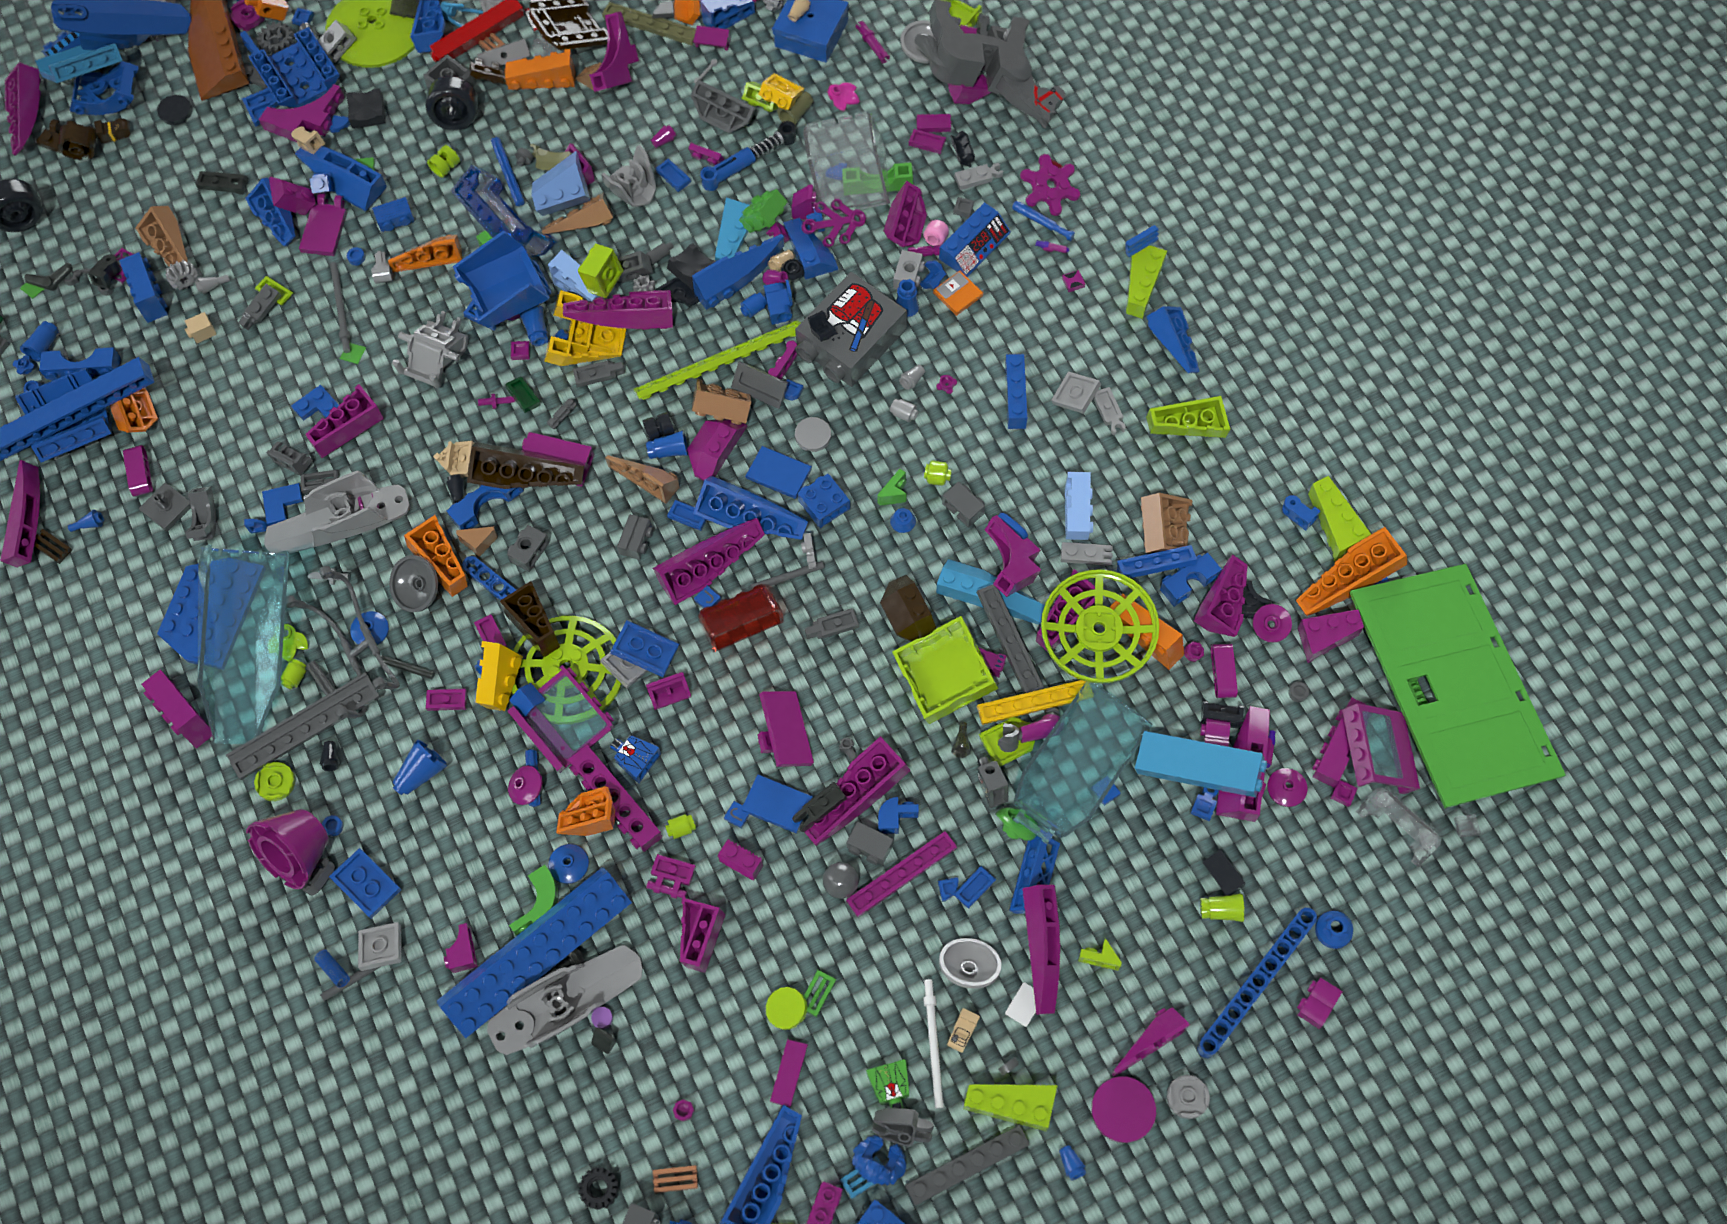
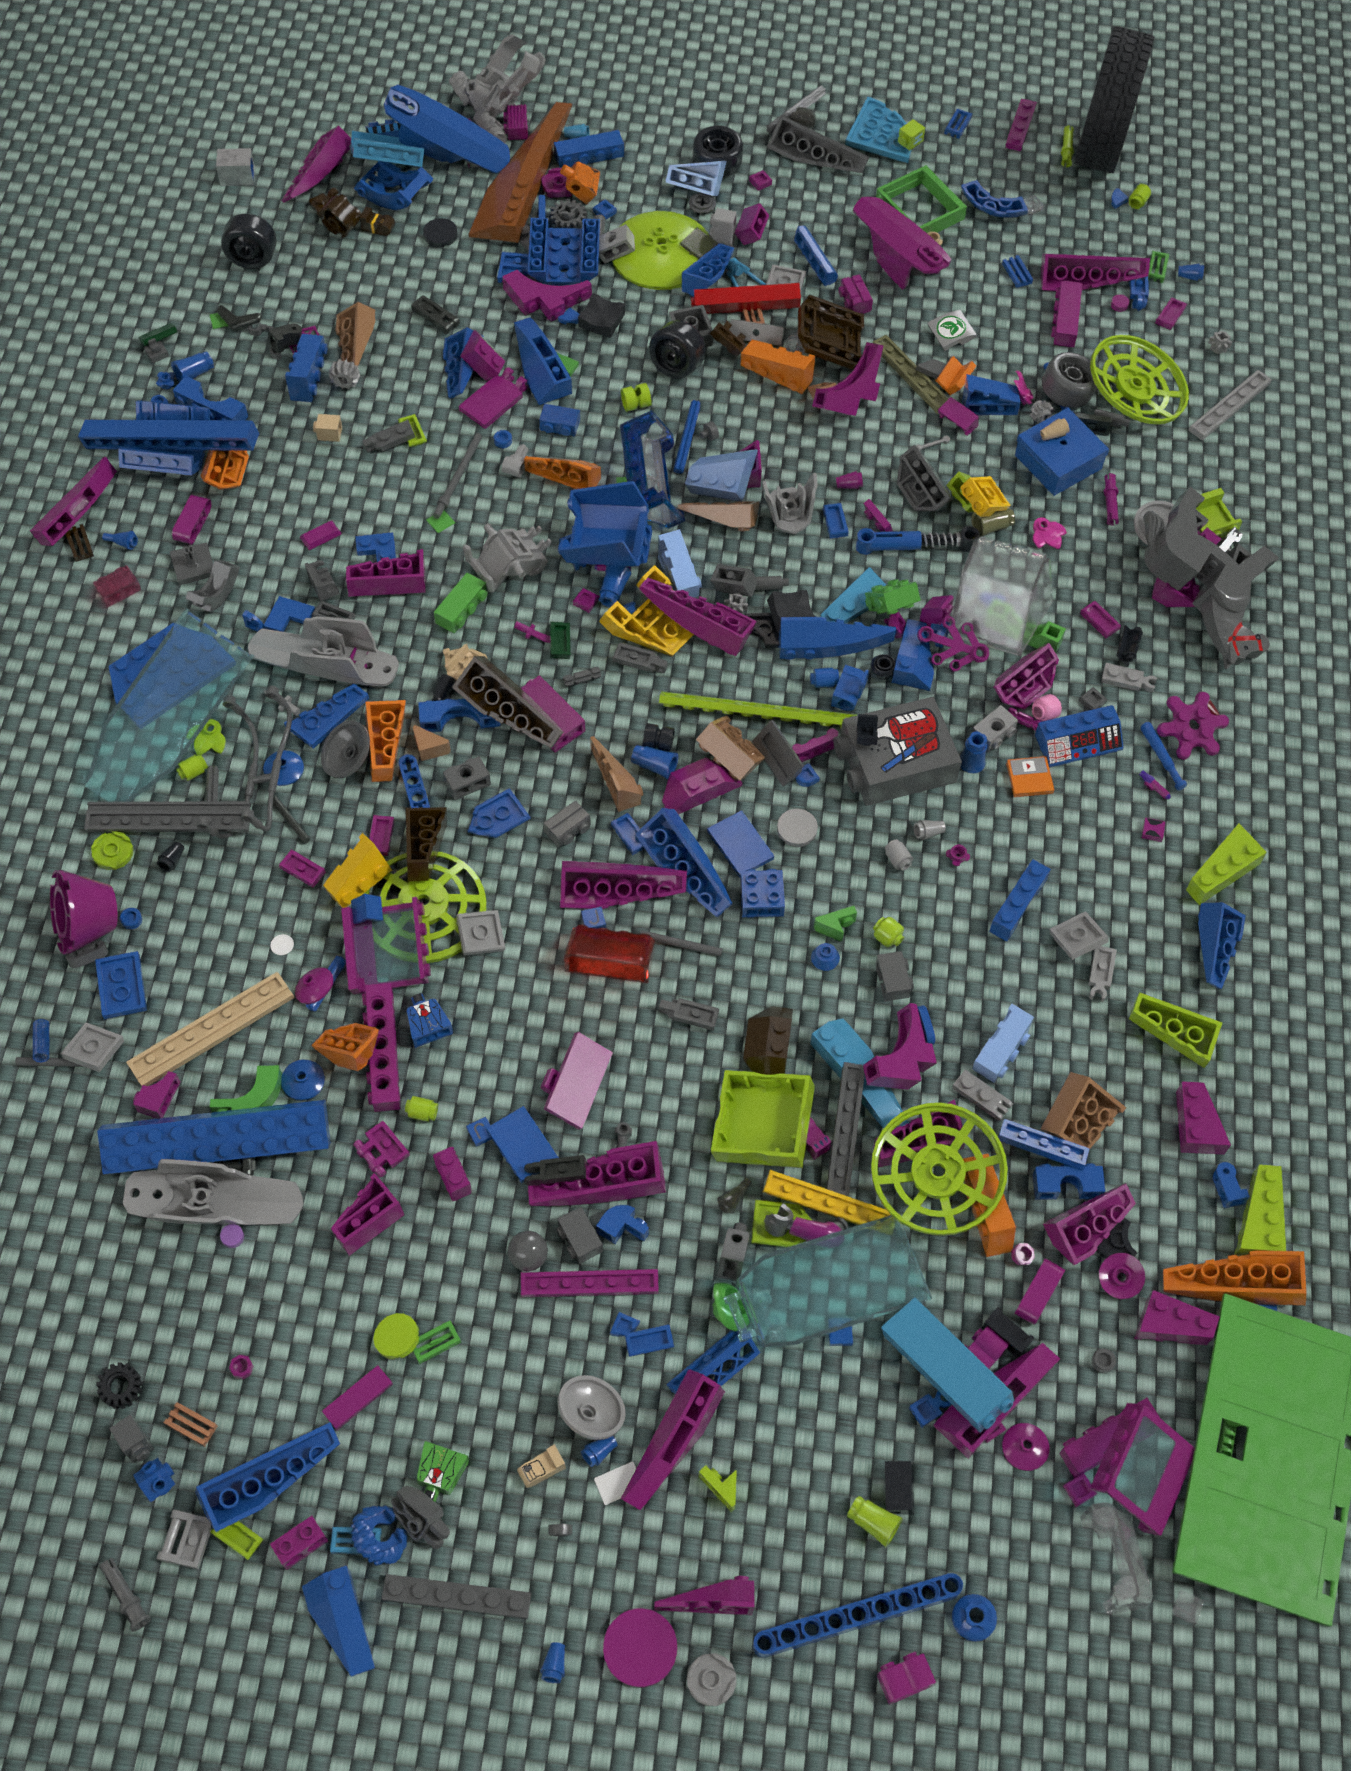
camera: 30 degrees right, 5 degrees down
(113, 563) = (116, 586): none -> clear pink brick
(176, 709) = (76, 738): magenta wedge -> none
(206, 284) = (360, 393): light grey cone -> none
(259, 421) = (320, 535): none -> magenta tile
(308, 141) = (530, 316): tan leg -> none
(321, 183) = (516, 359): window -> none
(376, 565) = (318, 723): none -> blue wing
(418, 768) = (235, 912): blue cone -> none
(420, 410) = (460, 603): none -> bright green brick
(465, 872) = (210, 1029): none -> tan plate
(473, 769) = (282, 944): none -> white sticker
(547, 160) = (729, 443): olive piece -> none
(574, 563) = (498, 815): none -> blue tile
(600, 270) = (700, 566): lime container -> none
(603, 1040) = (218, 1256): pearl dark grey slope -> none
(644, 648) = (504, 929): blue tile -> none
(668, 690) = (498, 980): magenta hinge -> none
(773, 276) = (861, 662): magenta cone -> none
(776, 261) = (878, 649): tan cone -> none
(808, 548) = (717, 927): light grey plate -> none
(930, 1003) = (531, 1420): white bar -> none
(934, 122) = (1119, 605): magenta tile -> none
(935, 275) = (1014, 749): blue bracket -> none
(995, 992) = (598, 1450): none -> blue cone
(1013, 1103) = (543, 1571): lime wedge -> none
(1141, 241) = (1244, 827): blue tile -> none
(1249, 477) = (1198, 1121): none -> magenta wedge
(1270, 748) = (1035, 1394): magenta piece -> none

